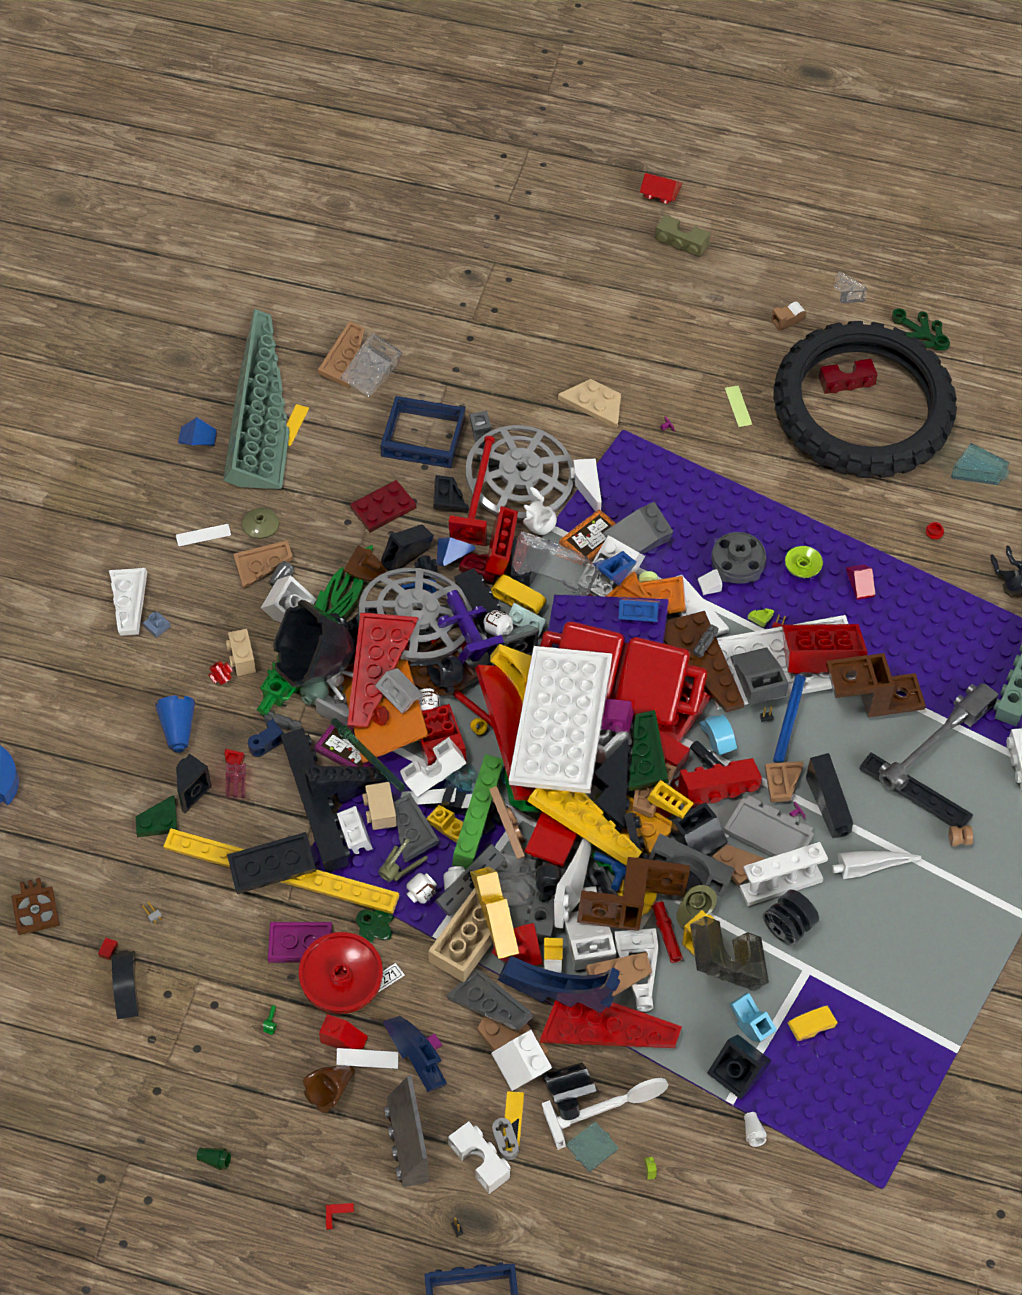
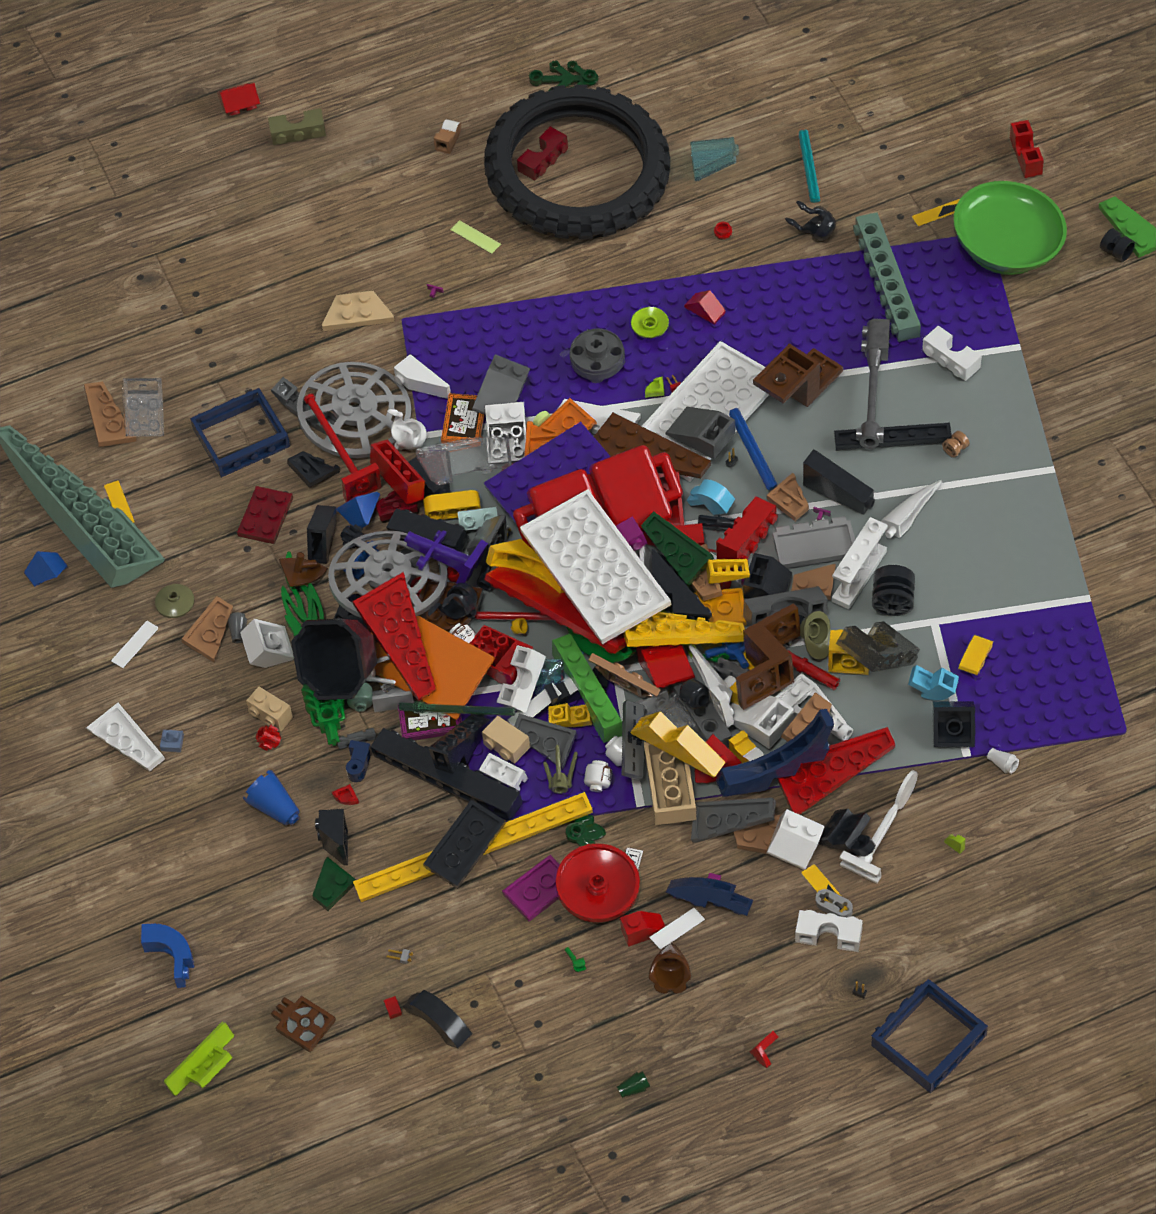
camera: 35 degrees left, 0 degrees up
(235, 778) = (366, 809): clear pink arm -> none
(380, 715) = (440, 671): clear red plate -> none
(398, 689) = (439, 640): light grey panel -> none
(407, 1134) = (766, 950): flat silver slope -> none
(498, 623) = (466, 534): white head -> none
(592, 1146) = (900, 862): clear light blue piece -> none
(616, 567) = (514, 425): blue slope -> none
(633, 825) = (717, 609): black hinge -> none
(639, 609) = (569, 443): blue panel -> none
(705, 641) = (638, 431): dark grey axle -> none
(710, 582) = (592, 389): white slope -> none
(812, 645) = (728, 376): red slope -> none
(850, 289) = (480, 80): clear slope -> none

